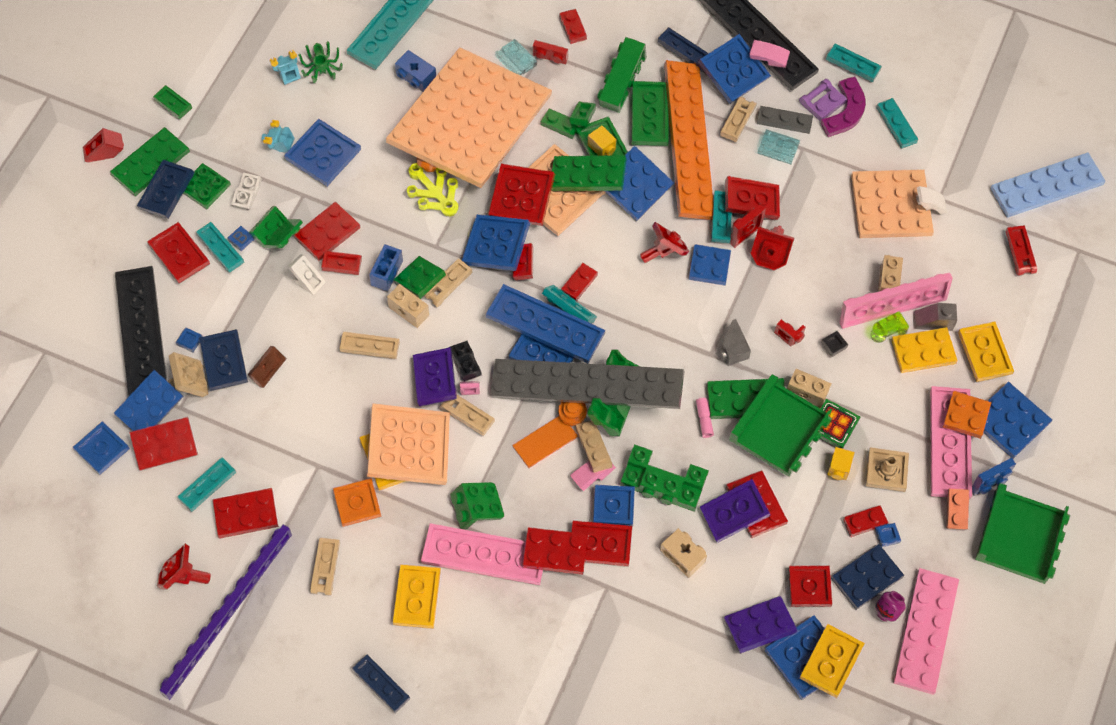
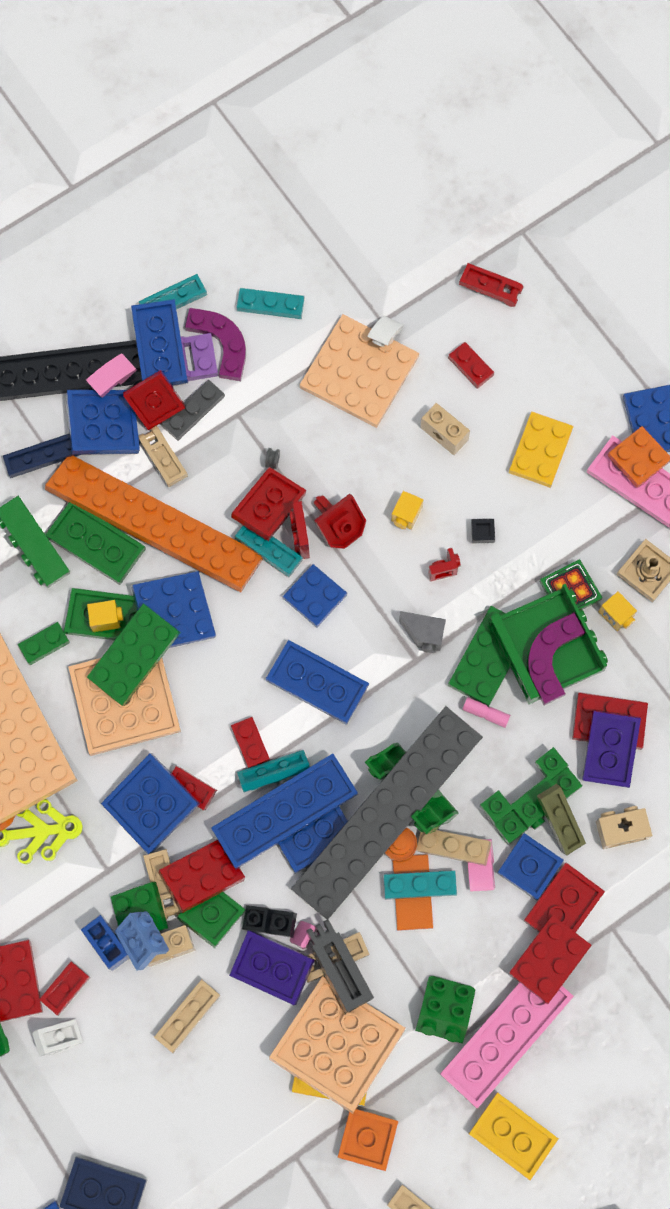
camera: 55 degrees left, 10 degrees up
(267, 366) = (143, 1148): copper plate -> none
(401, 281) = (141, 939): none -> medium blue bracket
(446, 320) = (213, 918): none -> green plate
(456, 422) = (343, 975): none -> dark grey hinge
(466, 299) = (200, 876): none -> red plate
(522, 193) = (112, 741): red plate -> none
(553, 441) = (420, 885): none -> teal plate
(582, 113) = (51, 613): green plate -> none
(650, 298) = (317, 682): none -> blue plate
(659, 502) = (561, 819): none -> olive plate
(665, 244) = (266, 623): red piece -> none
(771, 88) = (154, 400): none -> red plate
(773, 425) = (542, 653): none -> magenta plate
(778, 146) = (221, 437): clear light blue plate -> none
(786, 184) = (272, 458): none -> dark grey bush
(809, 387) = (519, 589): tan brick -> none
(812, 286) = (407, 510): none -> yellow brick
(813, 70) = (159, 341): none -> blue plate
(888, 327) = (496, 471): clear neon green leg -> none
(900, 298) = (475, 445): bright pink plate -> none
(936, 317) = (515, 414): flat silver slope -> none
(953, 263) = (471, 365): none -> red plate
(986, 351) = (579, 392): yellow plate -> none
(1047, 184) = (433, 210): light blue plate -> none

